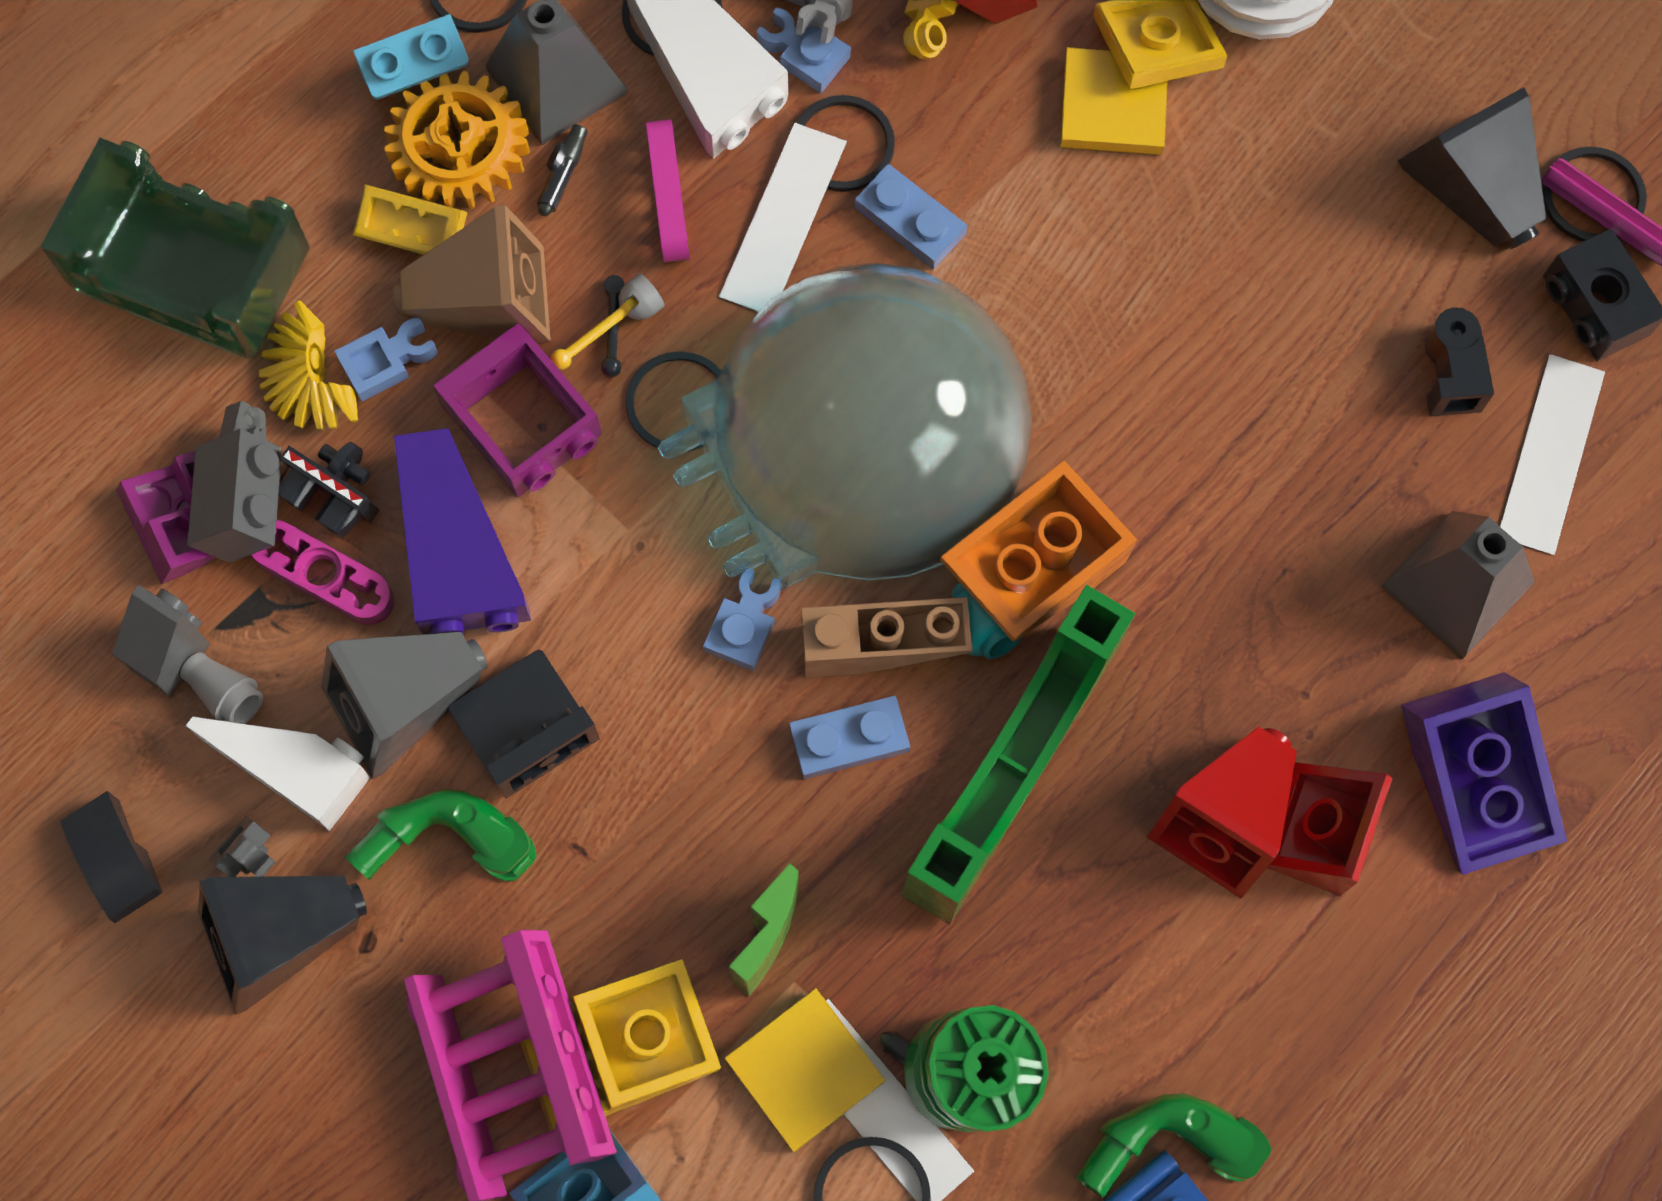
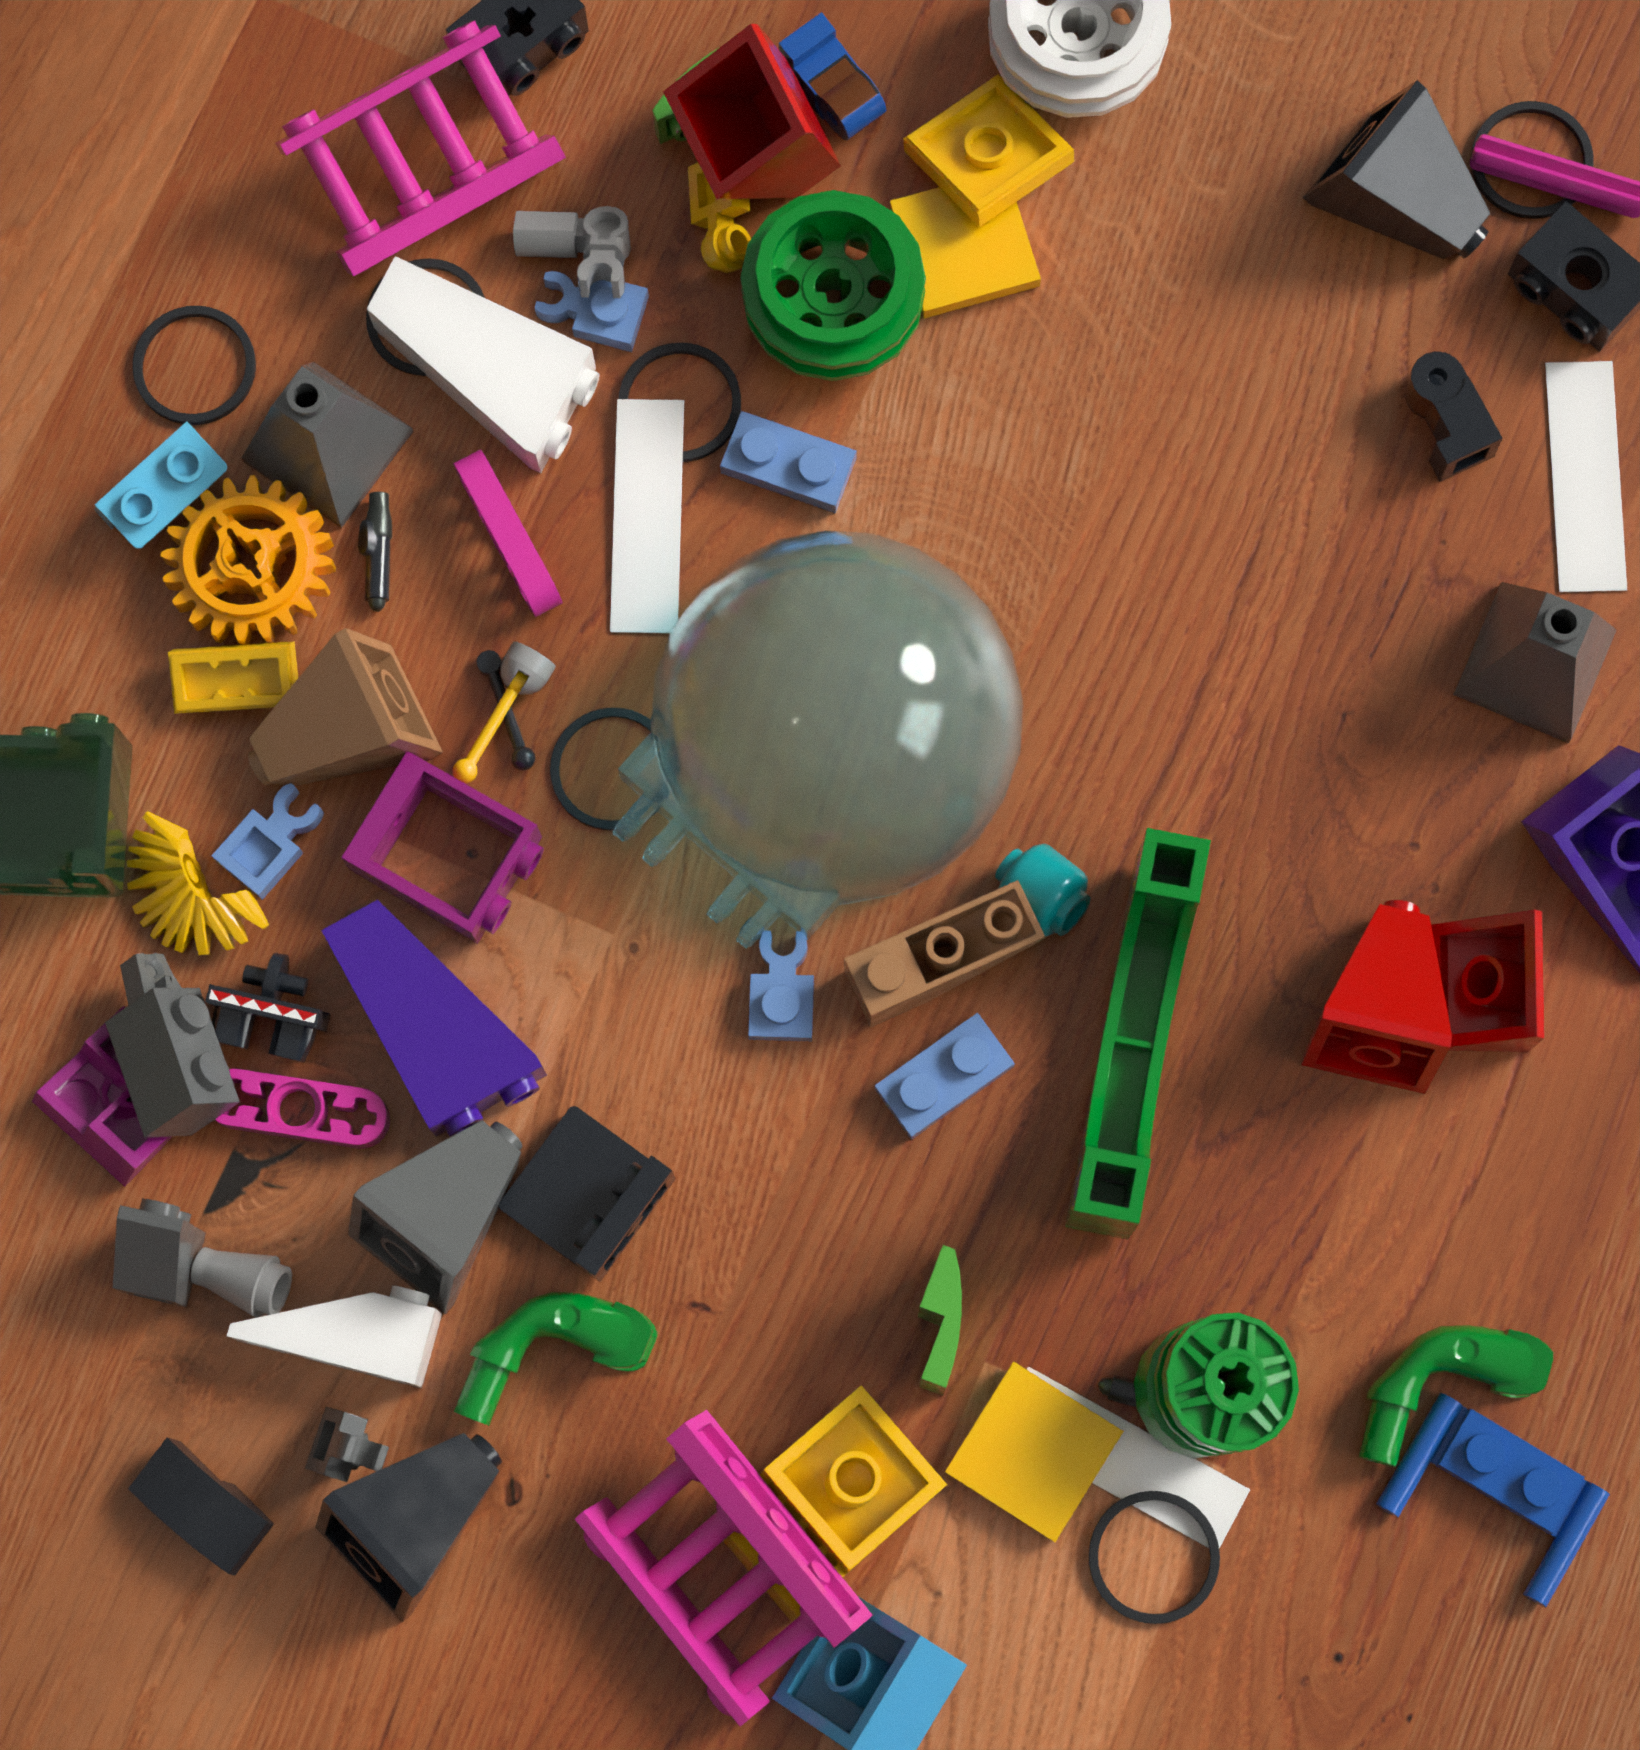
camera: 15 degrees left, 5 degrees up
(965, 119) = (833, 341): none -> green wheel
(1040, 552) = (1077, 800): orange slope -> none

